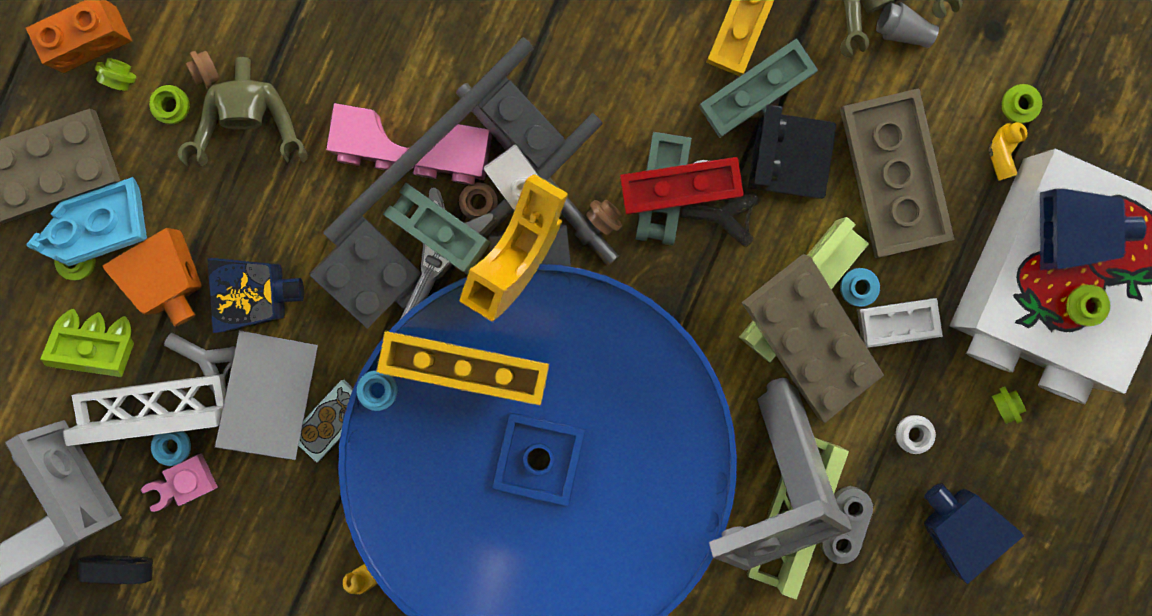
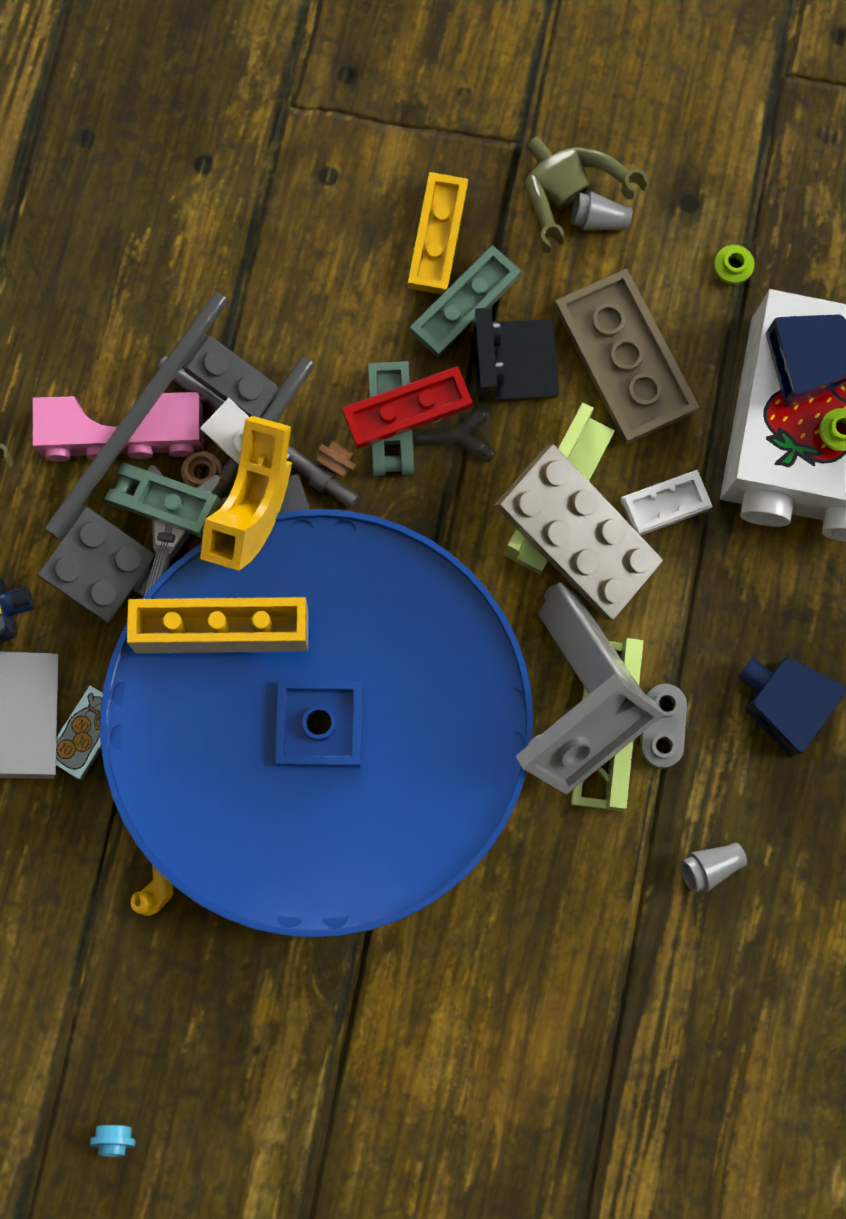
camera: 15 degrees left, 10 degrees down
(366, 397) = (122, 664): medium azure plate -> none
(848, 290) = (612, 487): medium azure plate -> none
(926, 437) = (720, 606): white plate -> none
(1003, 146) = (727, 309): yellow arm -> none
(1009, 405) = (800, 563): lime plate -> none

